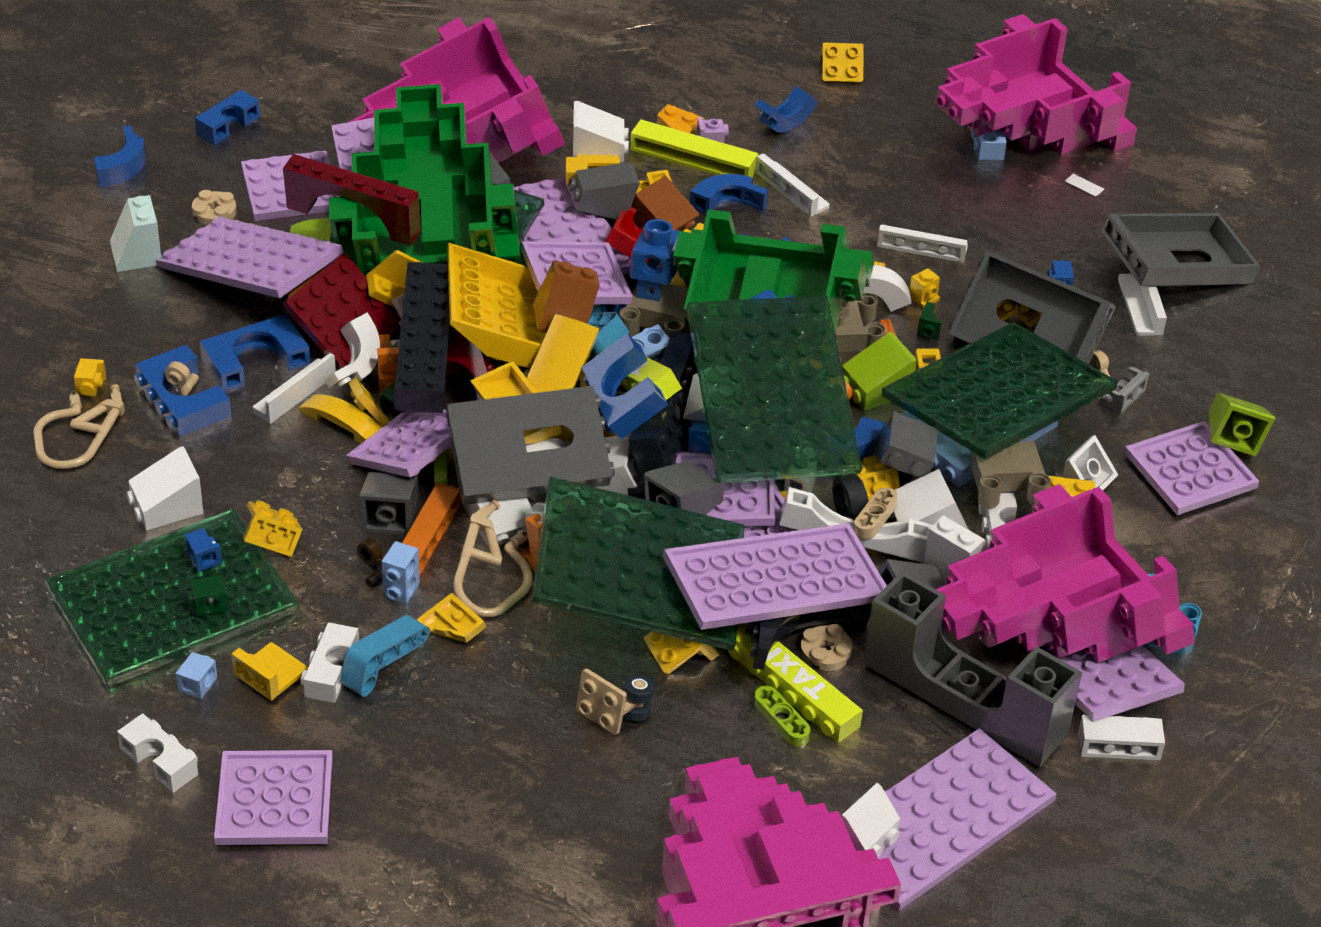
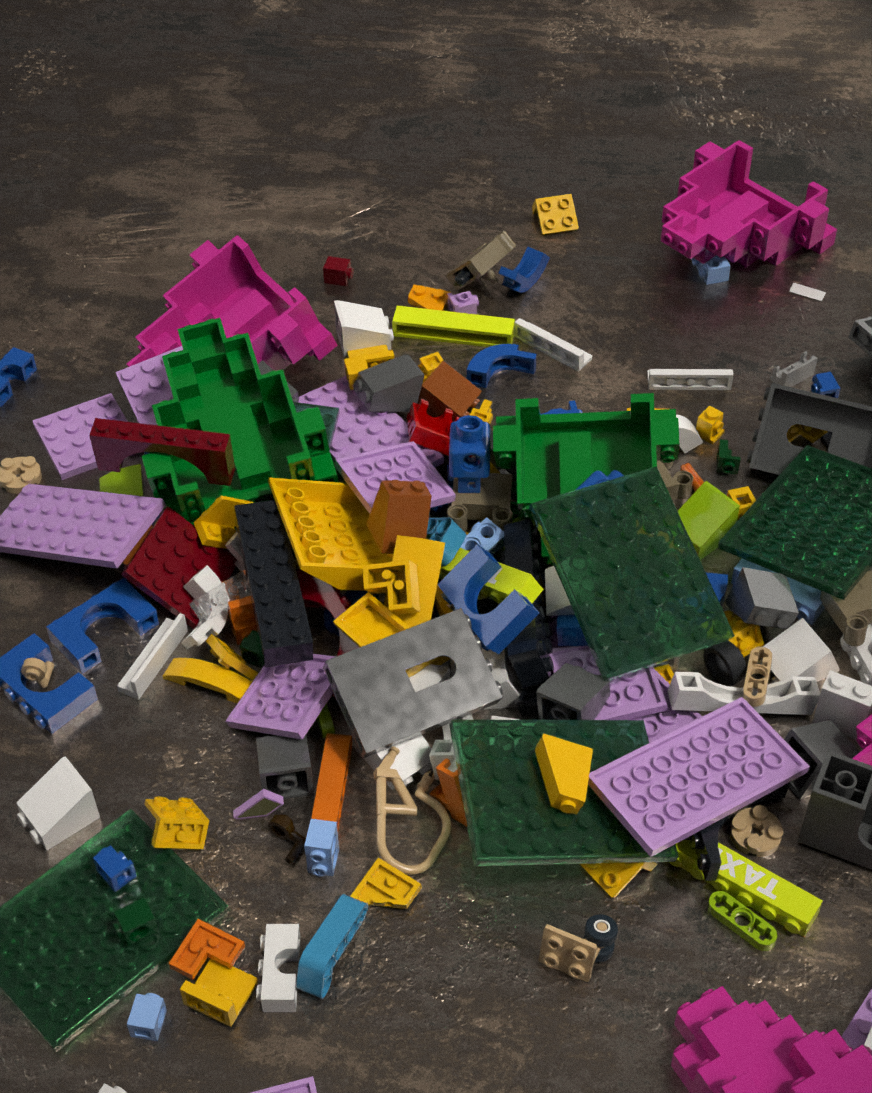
camera: 10 degrees left, 5 degrees up
(265, 626) = (205, 942): none -> orange plate
(355, 529) = (259, 805): none -> tile
(365, 345) = (217, 599): none -> clear plate
(542, 356) = (396, 579): none -> yellow brick
(592, 77) = (337, 271): none -> dark red brick
(643, 541) = (564, 771): none -> yellow slope
(741, 93) = (481, 262): none -> dark tan piece
(1037, 257) = (795, 372): none -> light grey hinge

